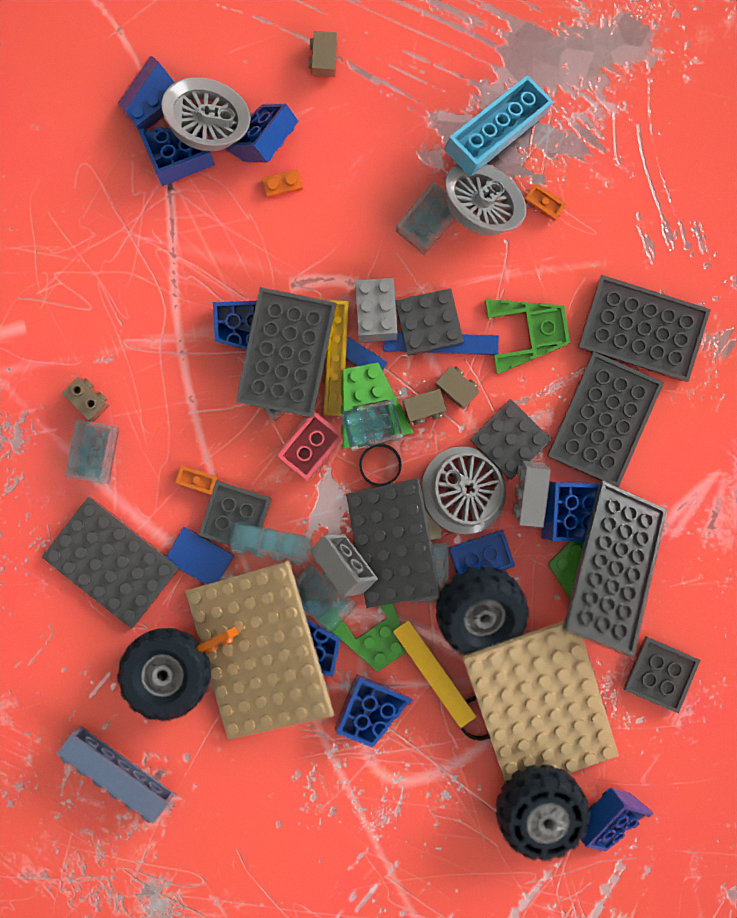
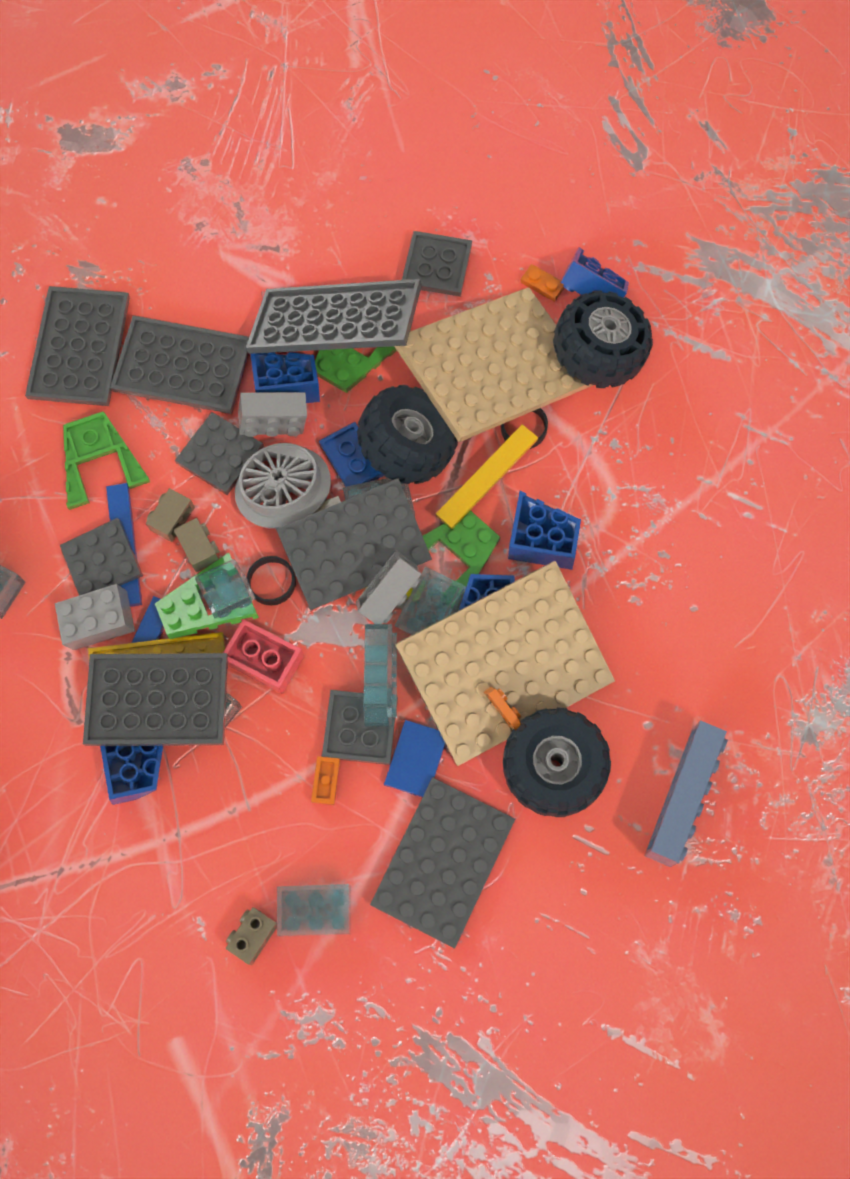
camera: 95 degrees left, 15 degrees down
(622, 769) = (542, 282): none -> orange plate

